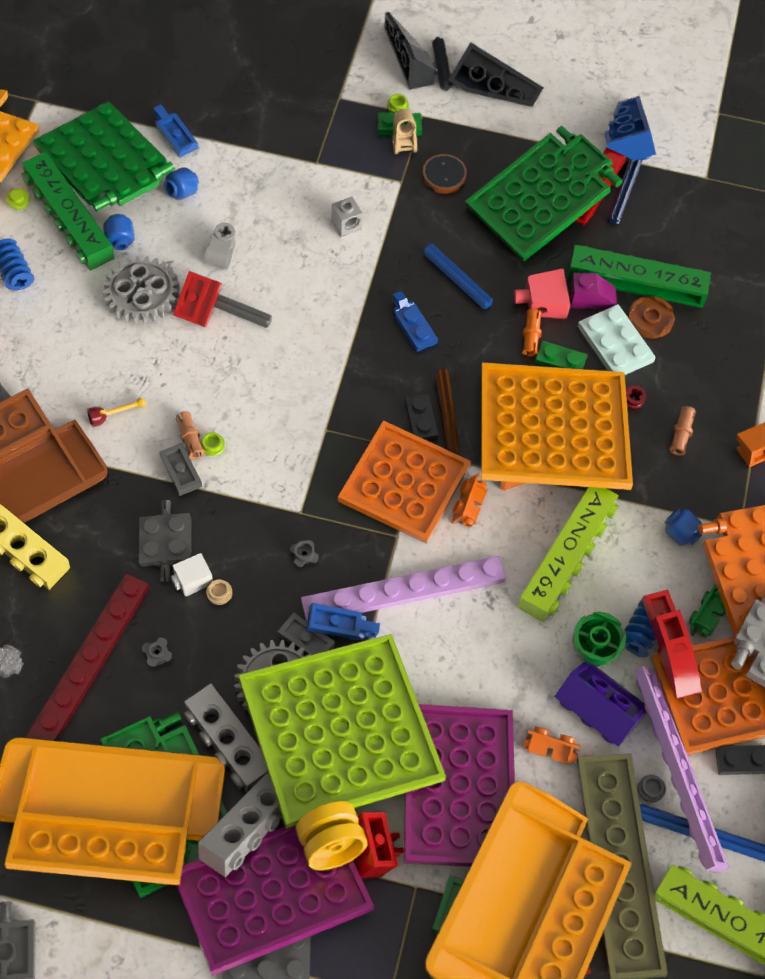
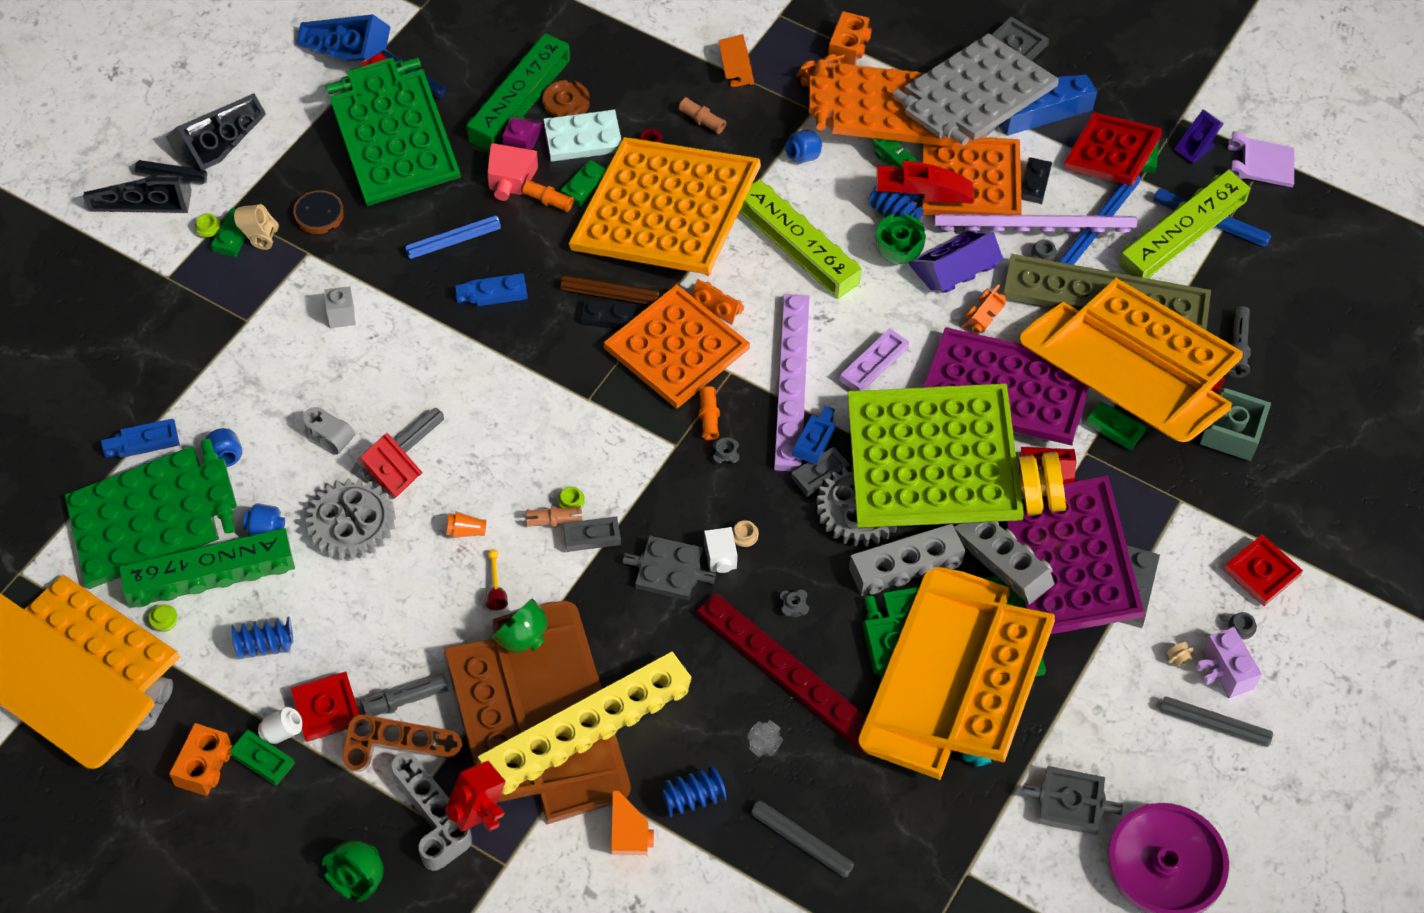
camera: 70 degrees left, 5 degrees down
(53, 437) = (523, 629): none -> green cylinder
(159, 370) = (464, 525): none -> orange cone
(339, 527) = (709, 413): none -> orange pin
(450, 655) = (874, 361): none -> lavender plate

